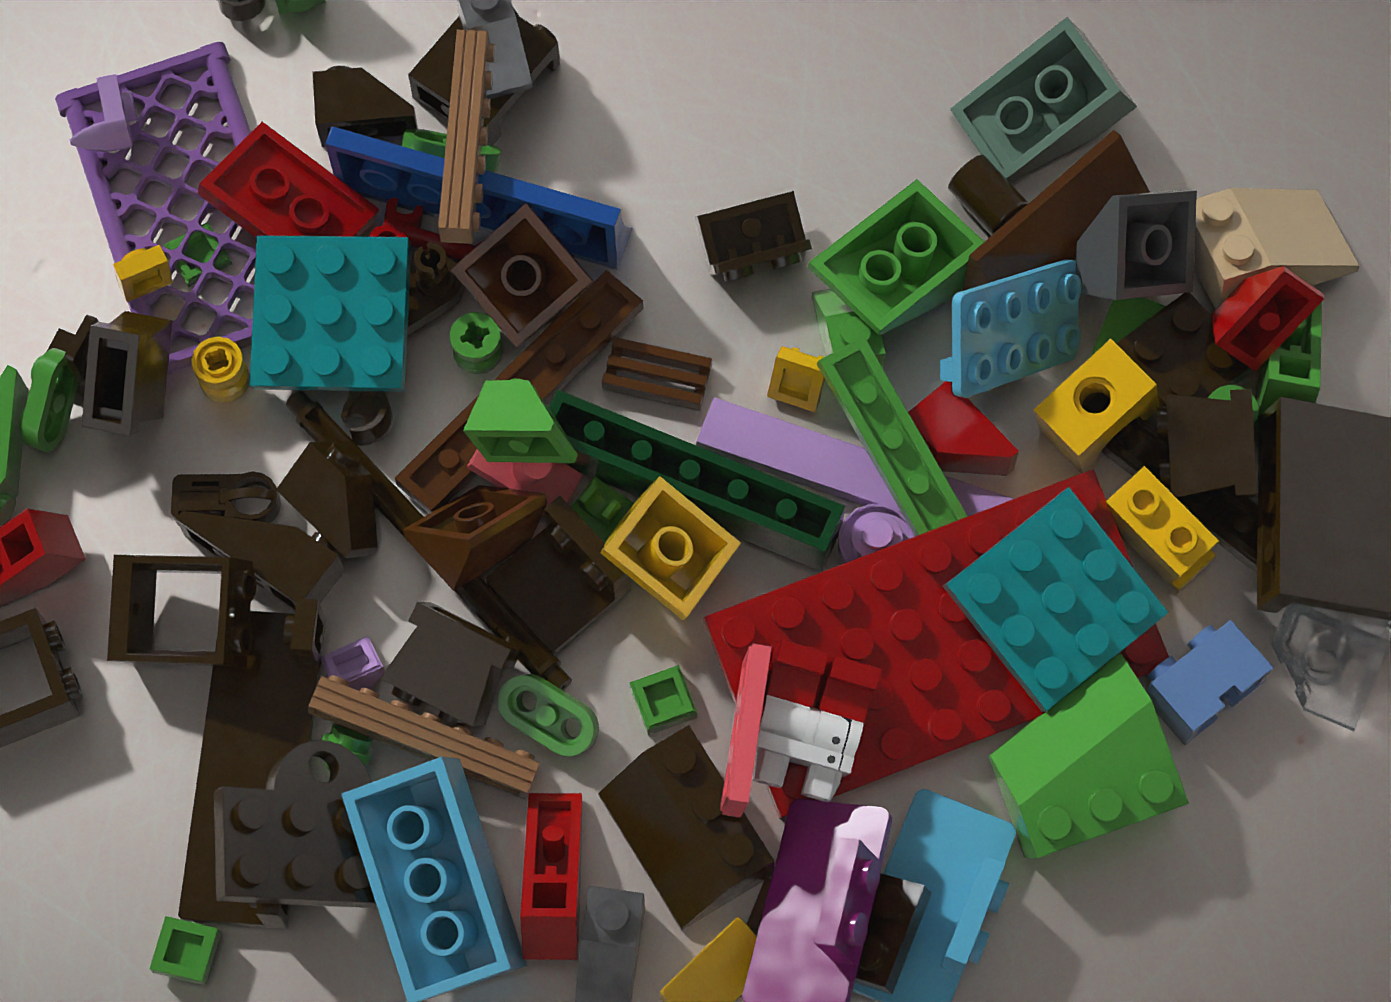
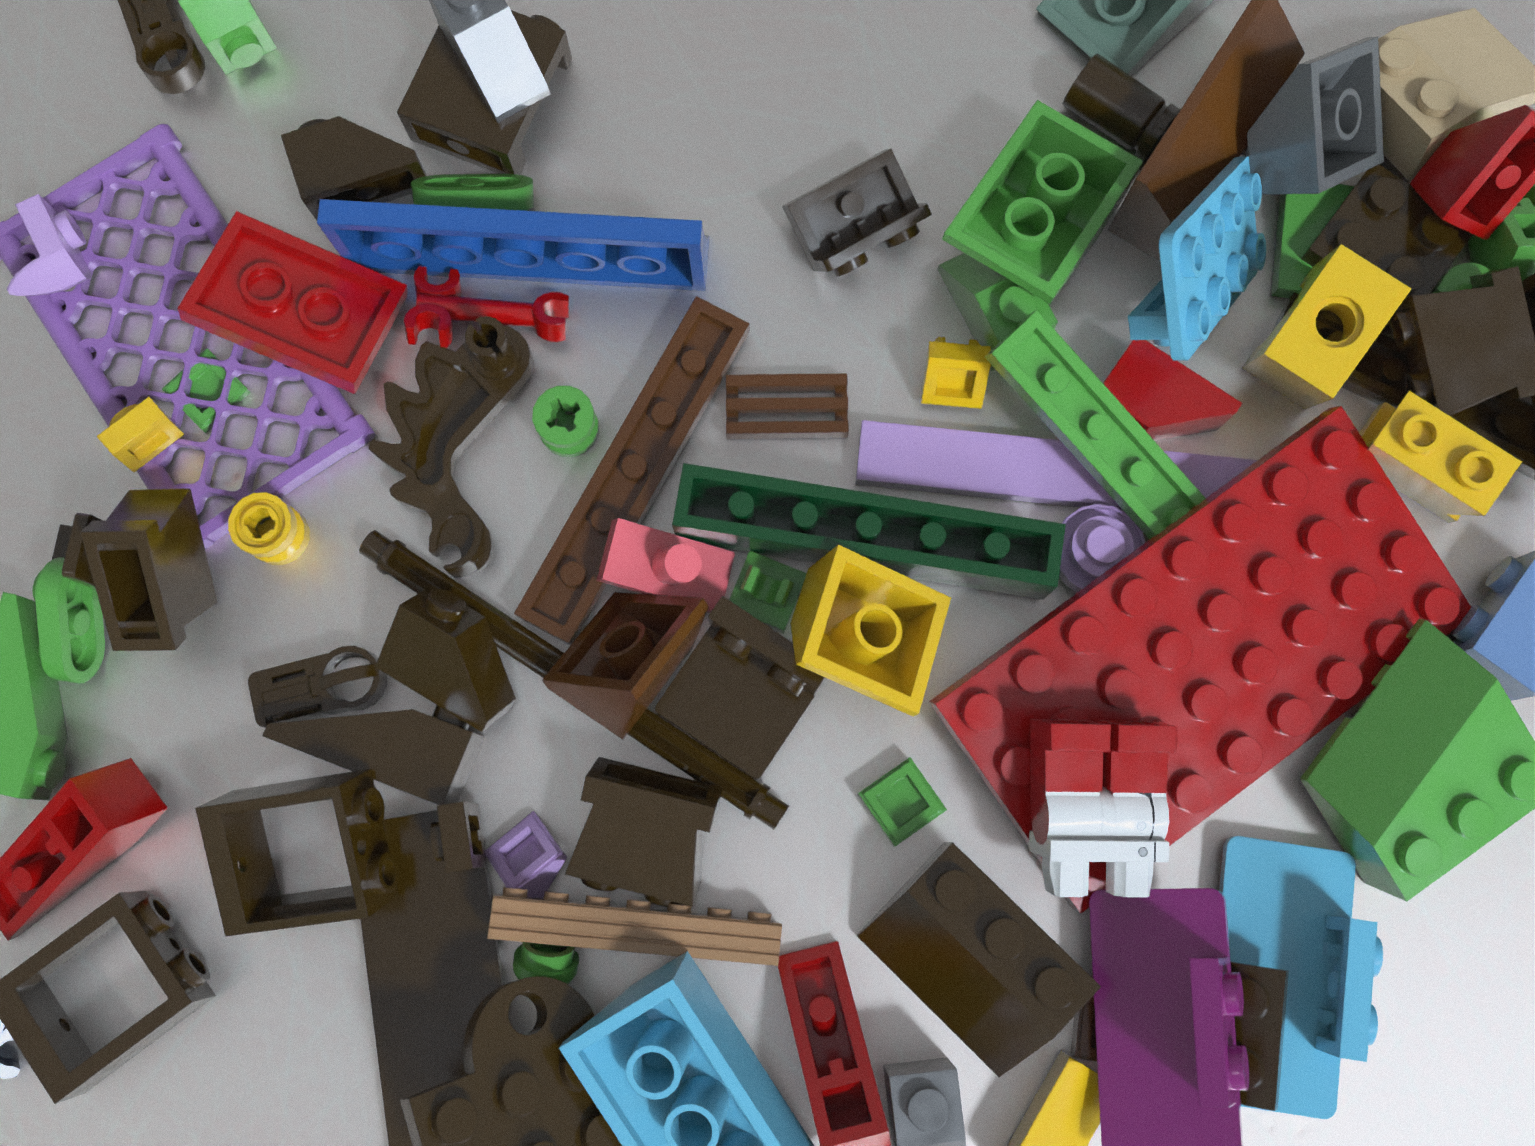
camera: 15 degrees left, 10 degrees up
(330, 313) = (381, 430): teal plate -> none
(466, 137) = (489, 174): medium nougat piece -> none
(516, 425) = (650, 524): bright green slope -> none
(522, 275) = (601, 328): reddish brown slope -> none
(549, 717) = (773, 864): bright green plate -> none
(745, 730) = (1033, 844): coral tile -> none
(1055, 599) = (1340, 576): teal plate -> none

